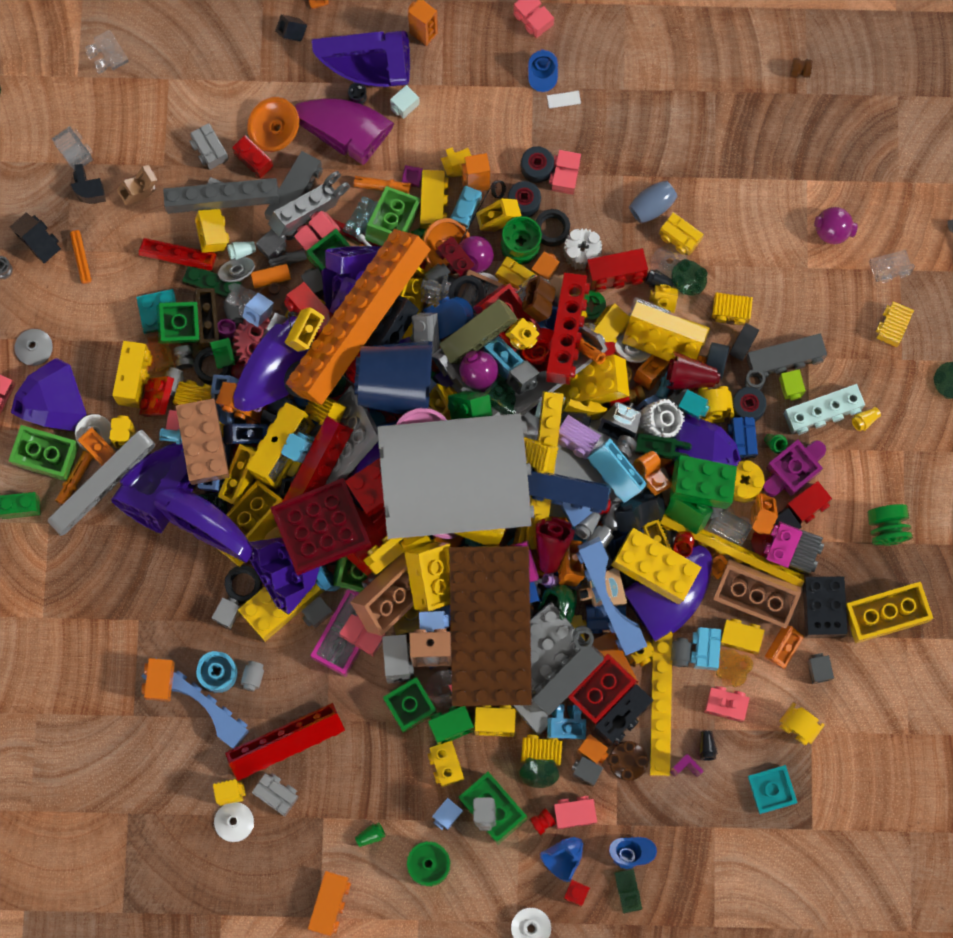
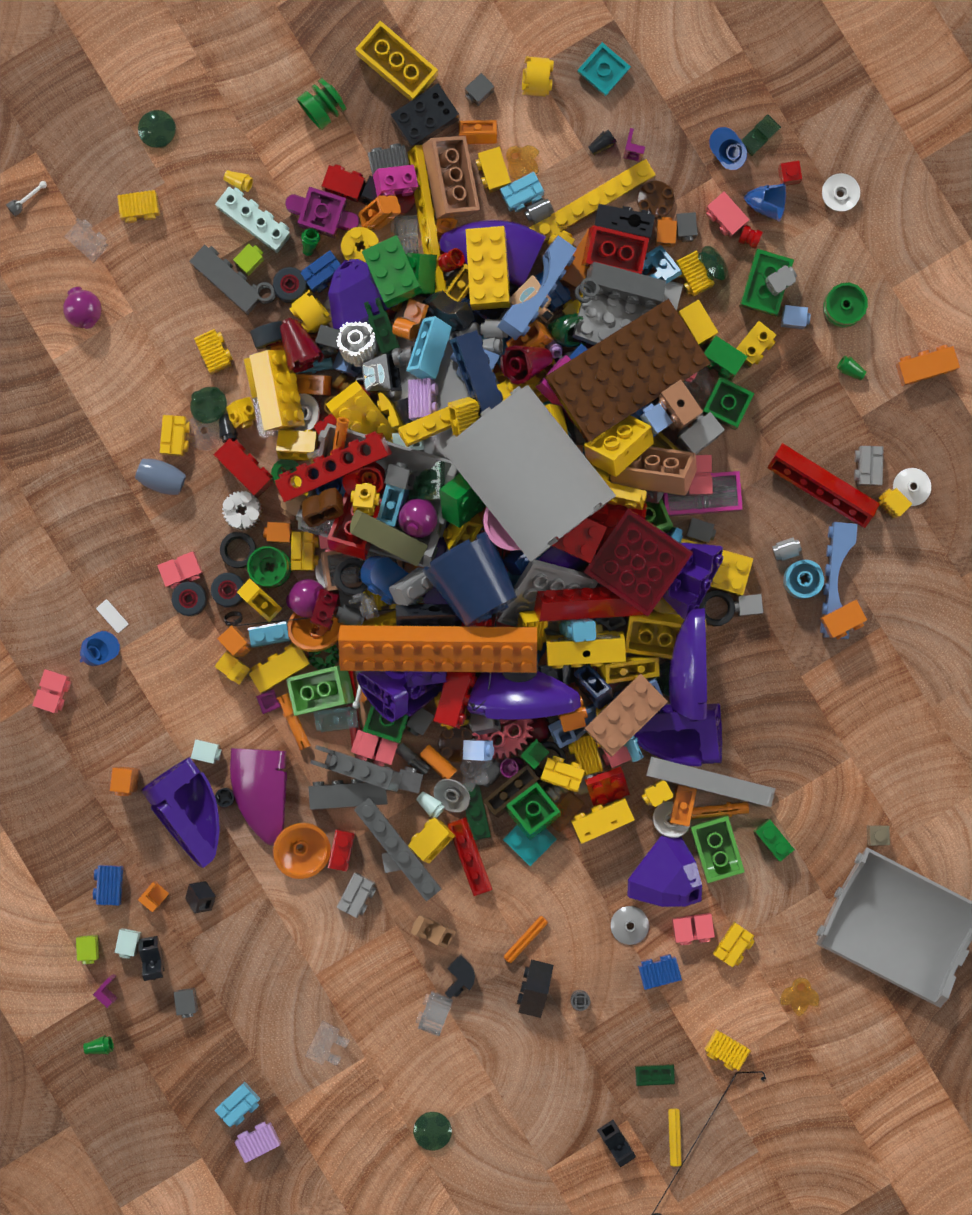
camera: 125 degrees left, 10 degrees up
(190, 364) = (563, 774): none -> yellow brick
(304, 329) = (479, 687): yellow brick -> none
(694, 405) = (326, 323): teal brick -> none
(727, 704) = (558, 147): coral brick -> none
(744, 342) = (238, 321): black tyre -> none

